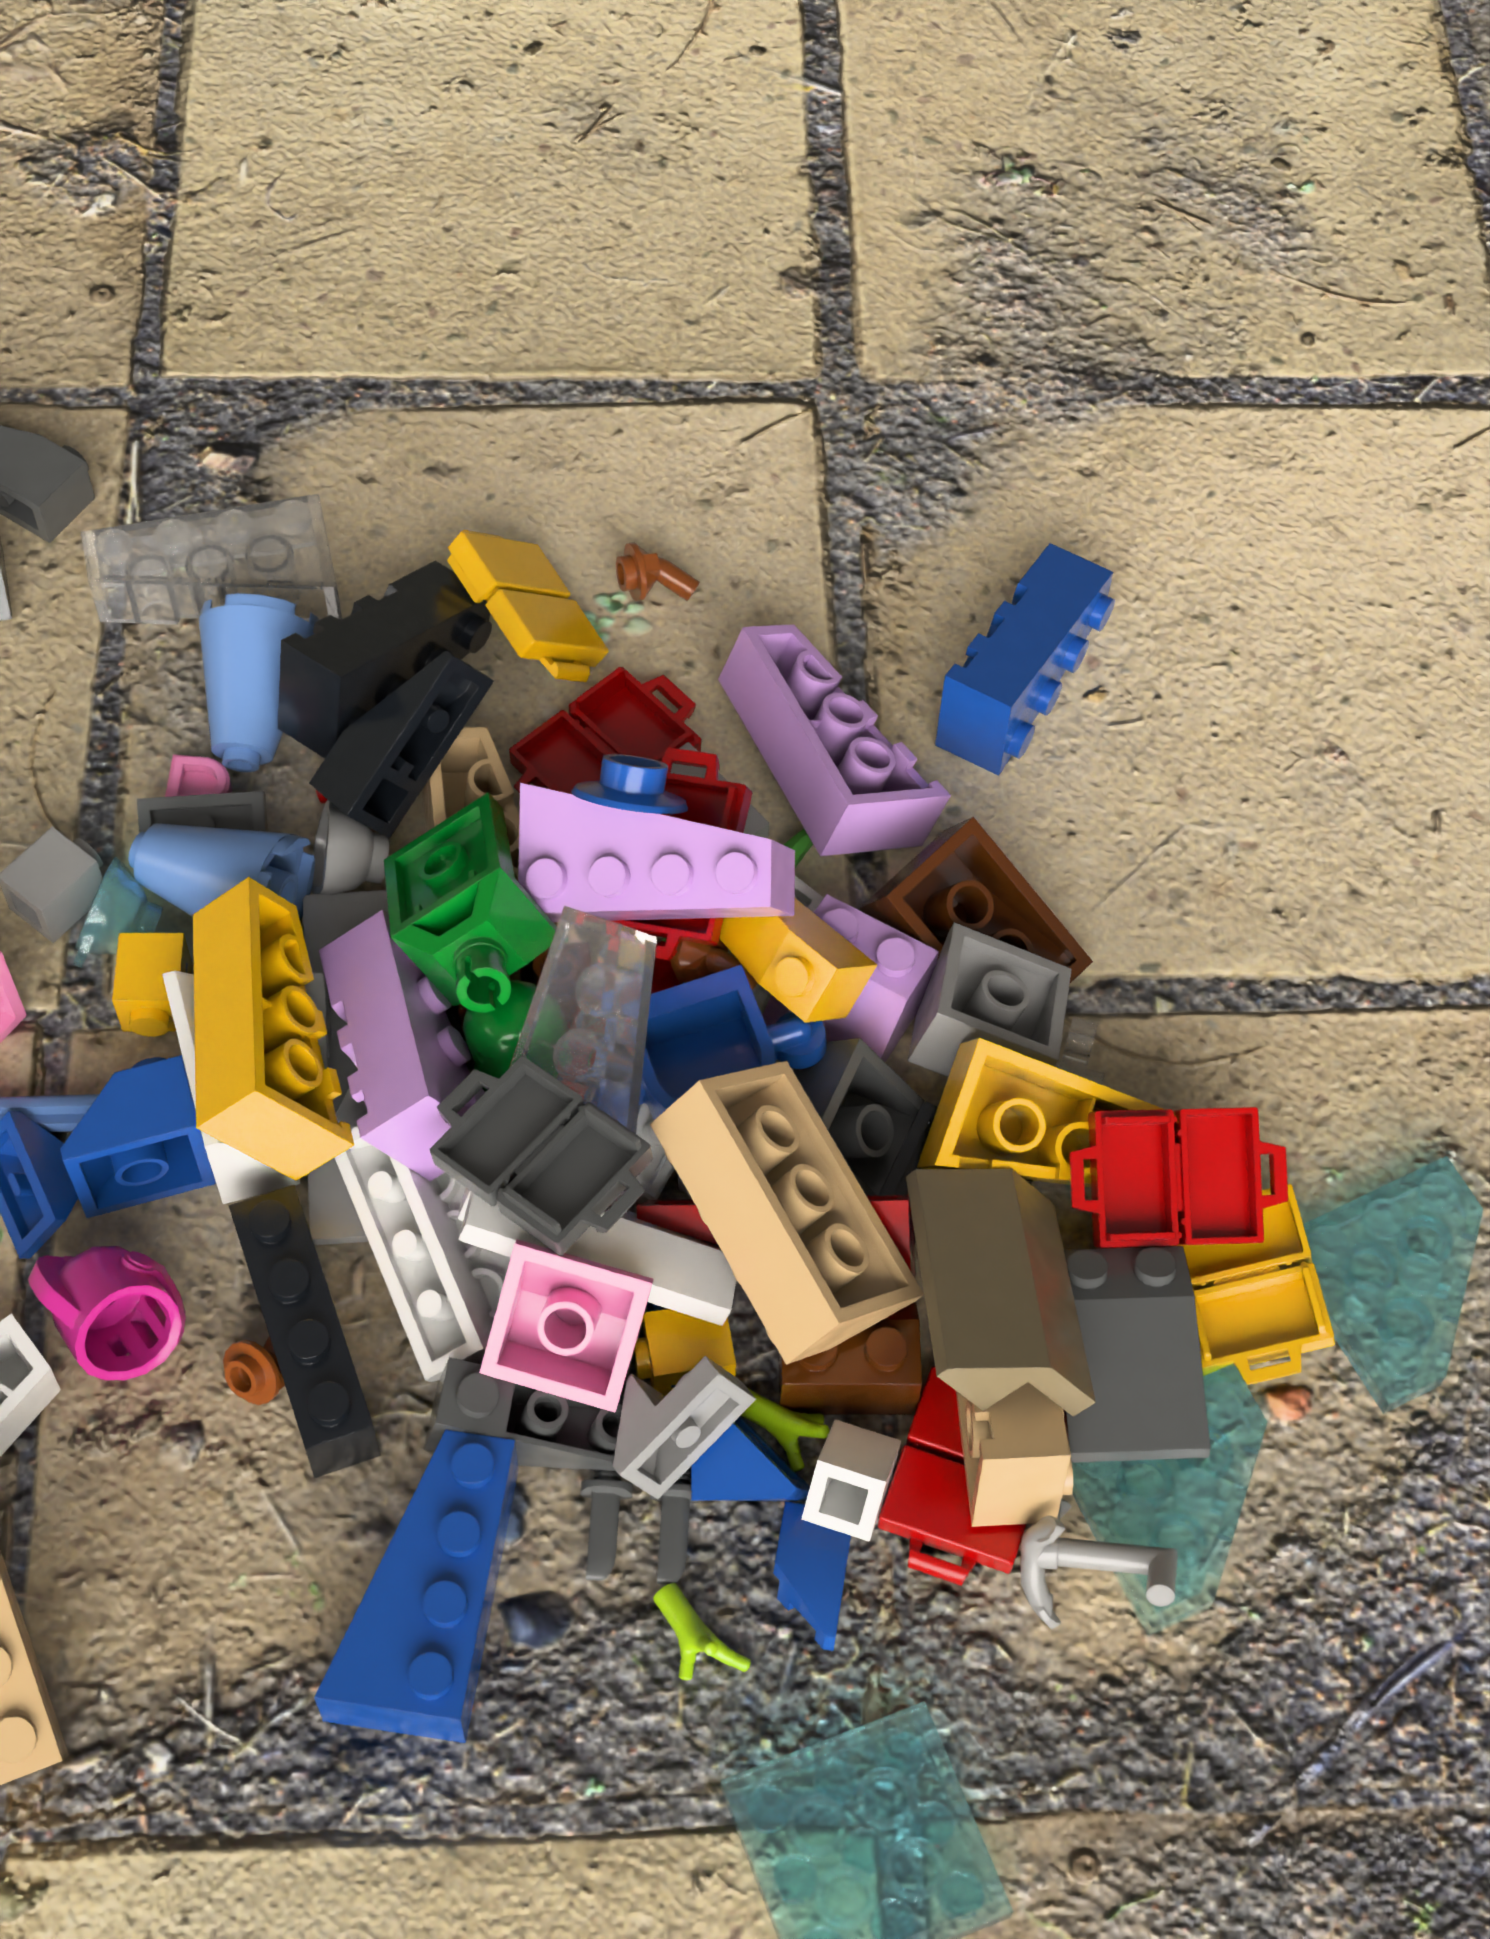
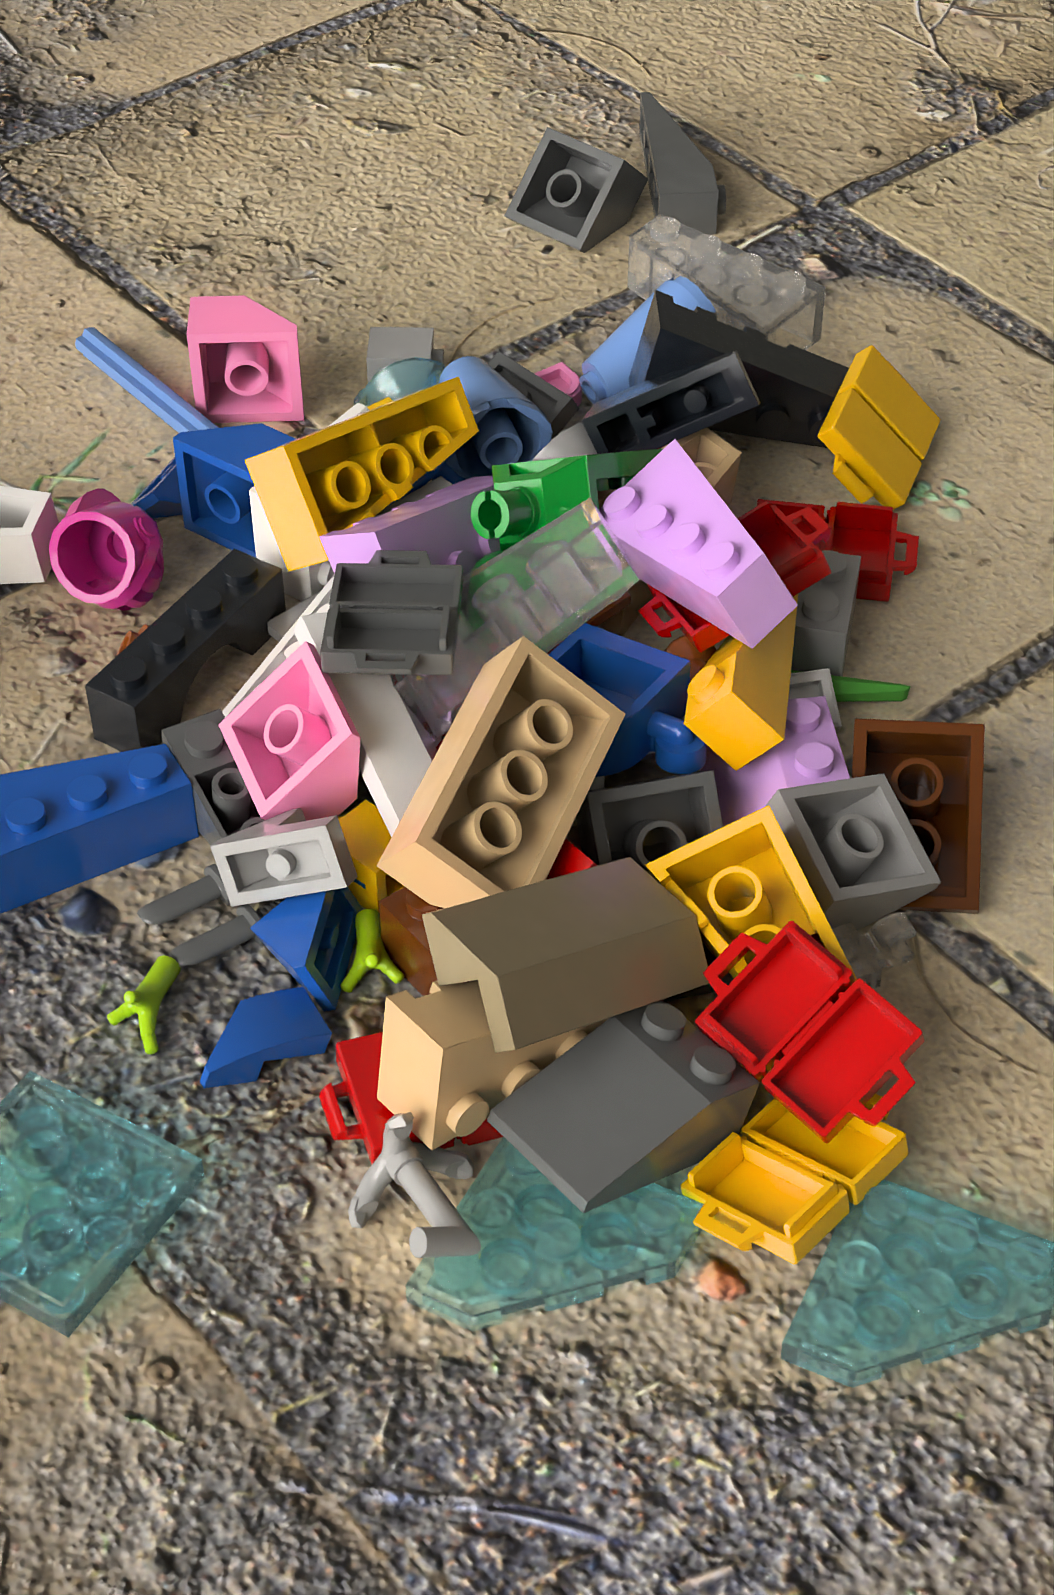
camera: 55 degrees right, 15 degrees down
(631, 785) = (739, 486): blue piece -> none
(639, 571) = (987, 478): dark orange plate -> none
(823, 747) = (960, 640): lavender wedge -> none
(851, 1480) = (341, 996): white brick -> none

